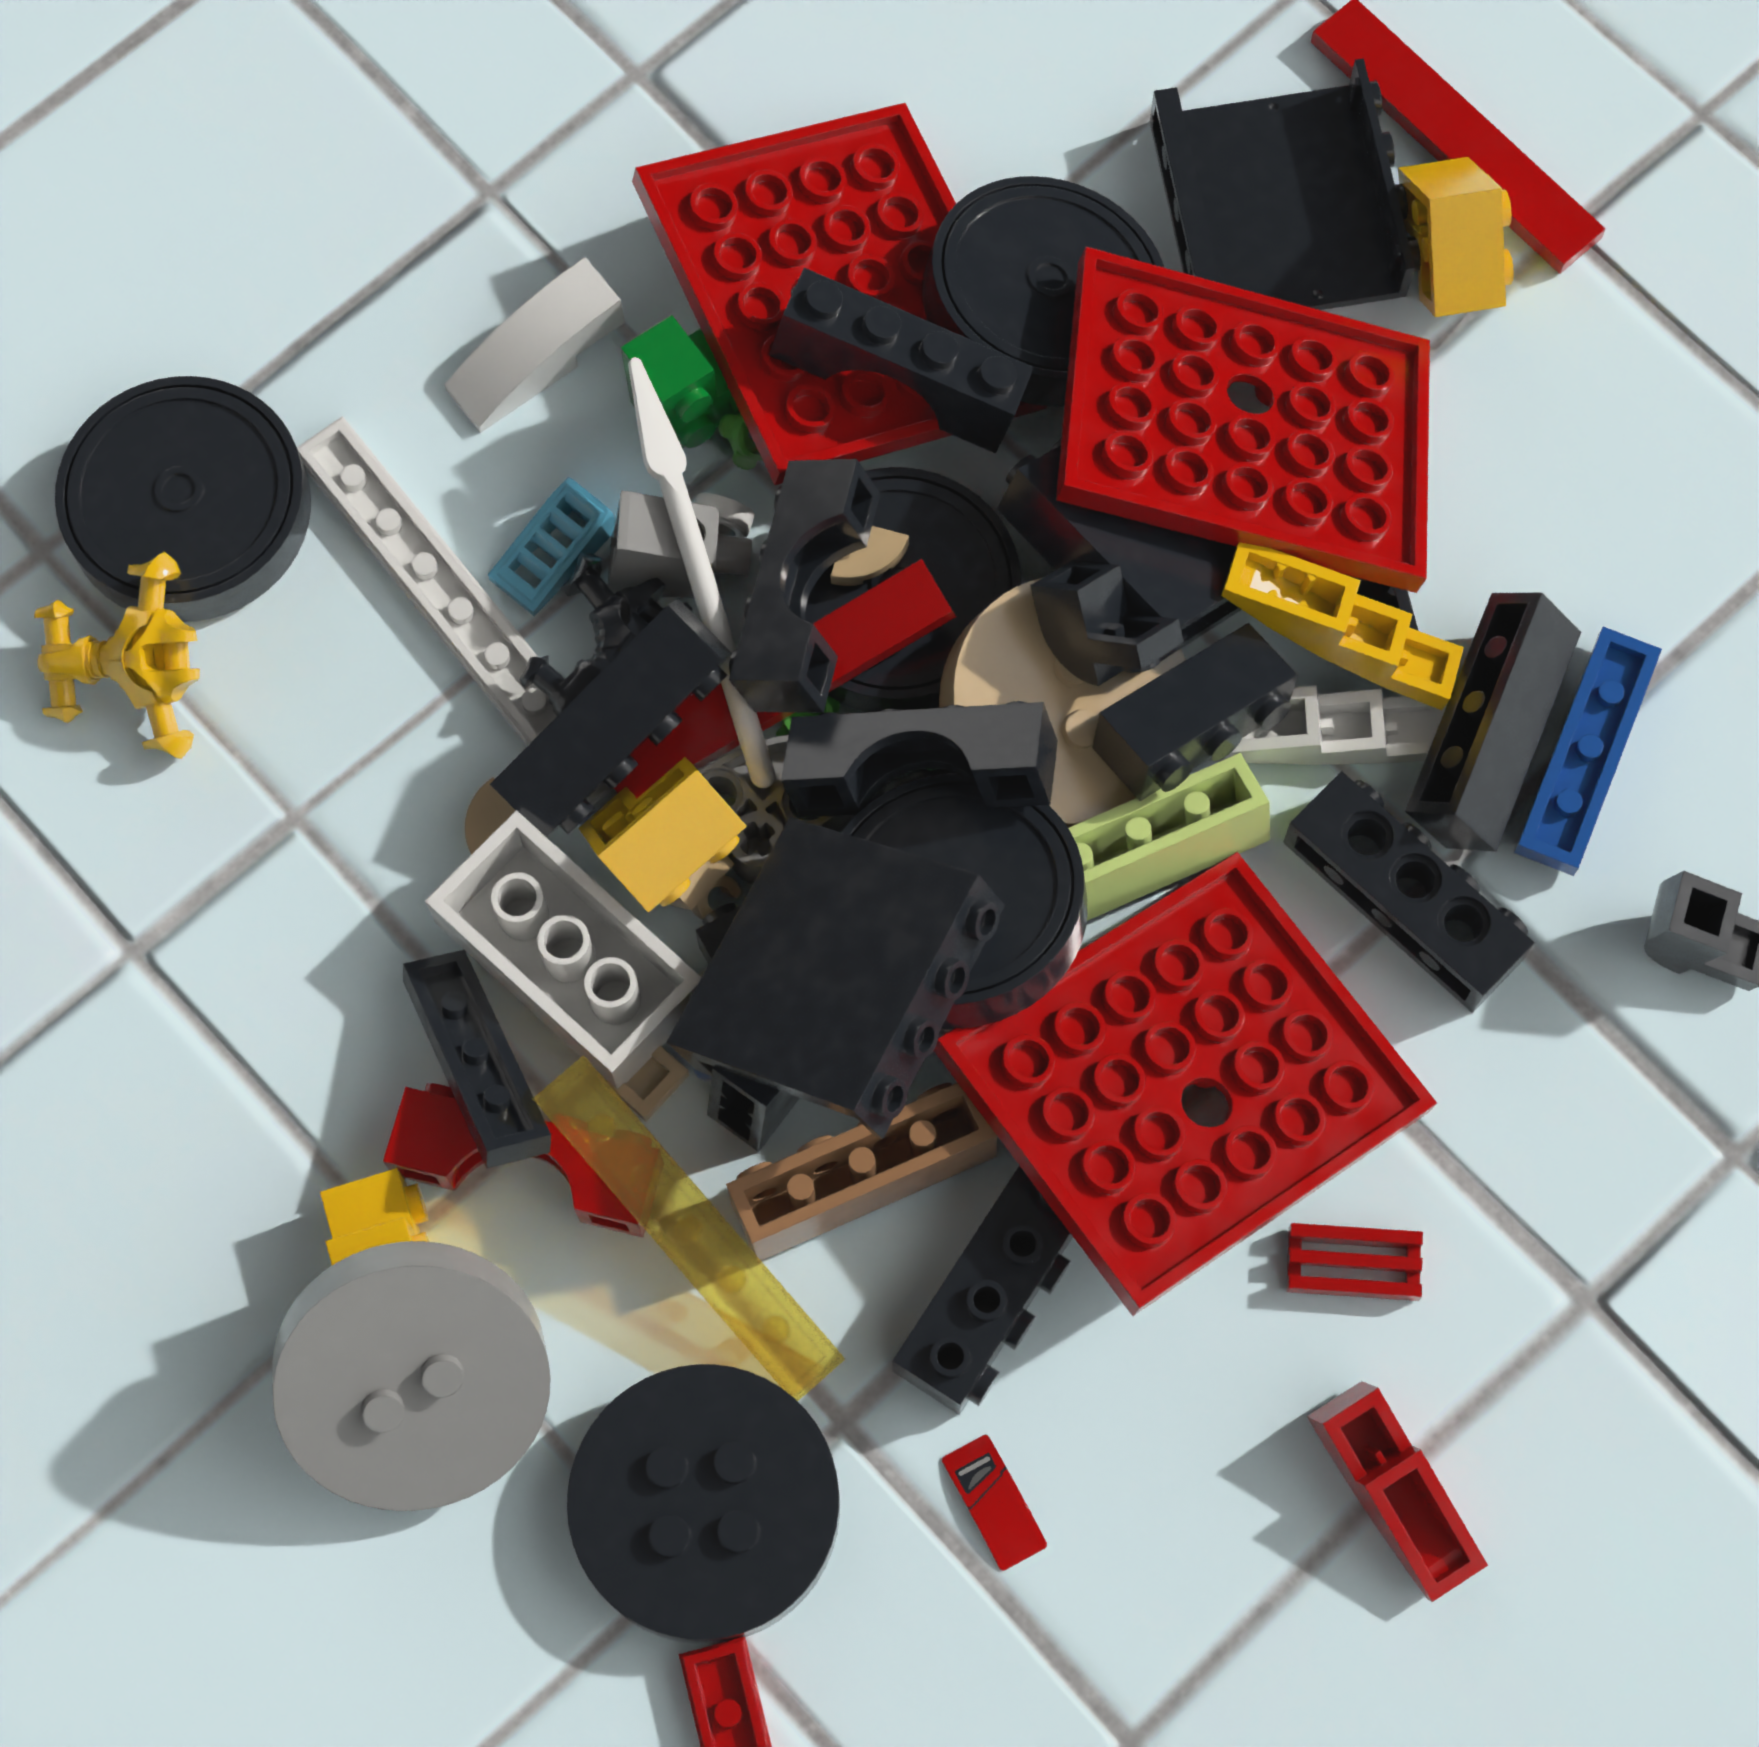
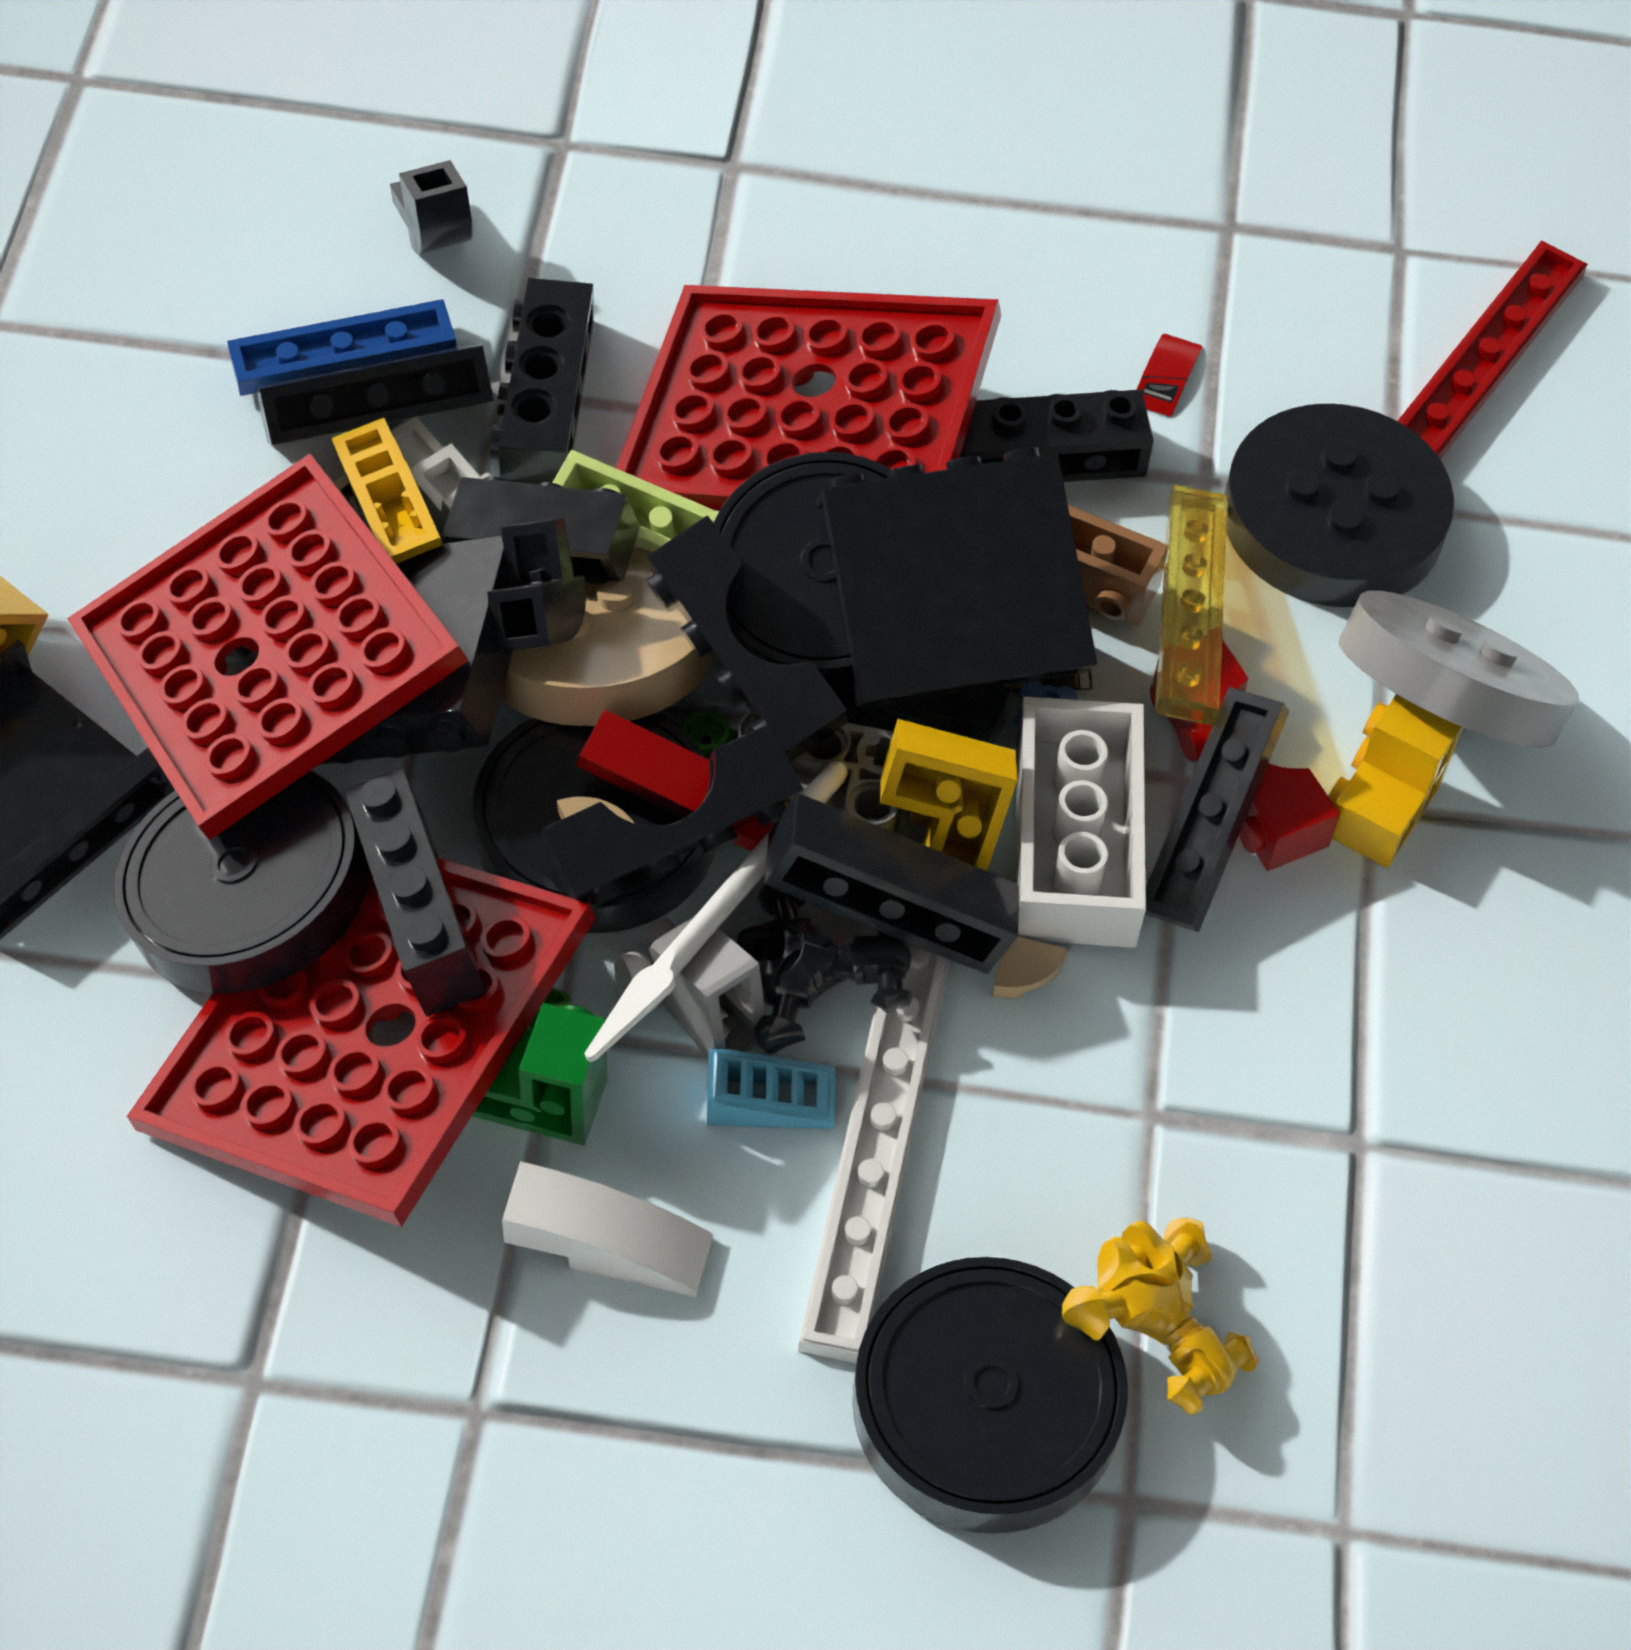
camera: 135 degrees left, 15 degrees down
(1357, 1236) = (827, 262): red tile -> none
(1397, 1489) = (949, 180): red slope -> none

